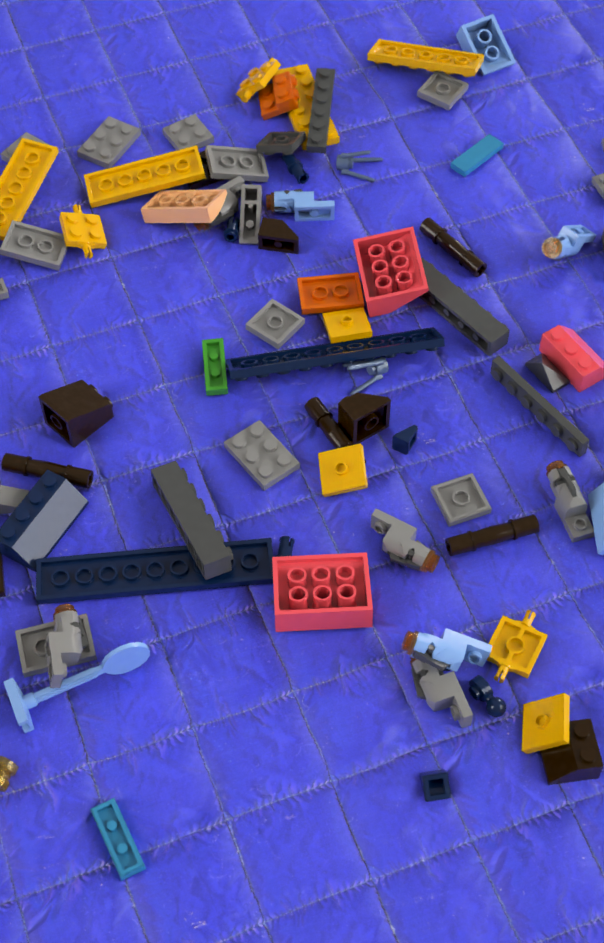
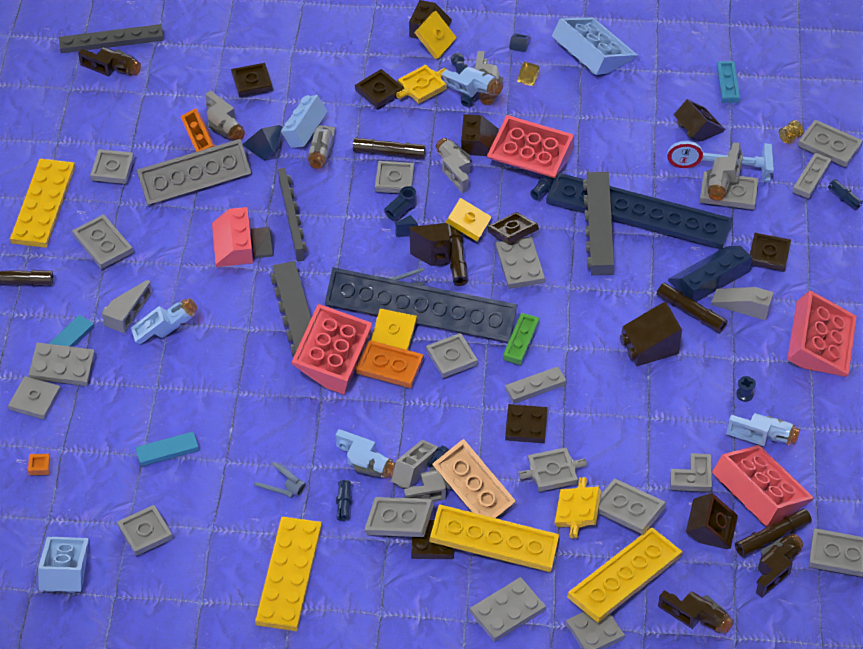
camera: 155 degrees left, 5 degrees down
(122, 256) = (552, 469): none -> light grey plate
(130, 738) = (697, 121): none -> dark brown slope
(168, 292) = (526, 423): none -> dark brown plate
(177, 331) = (535, 385): none -> light grey plate
(188, 133) = (424, 585): light grey plate -> none
(257, 79) = (320, 609): yellow plate -> none
(277, 236) = (405, 431): dark brown slope -> none
(279, 96) = (312, 580): orange plate -> none
(281, 142) = (343, 521): dark grey plate -> none
(289, 484) = (512, 228): none -> dark brown plate
(321, 110) = (281, 545): dark grey plate -> none
(328, 817) = (592, 44): none -> light blue slope
(391, 726) = (528, 73): none -> clear yellow slope
(398, 593) = (477, 135): none -> dark brown slope
(425, 57) = (136, 566): yellow plate -> none
(429, 466) = (405, 201): none -> dark blue piece
(453, 247) = (258, 365): dark brown piece -> none
(562, 616) = (378, 88): none -> dark brown plate
(570, 103) = (39, 464): none -> orange plate

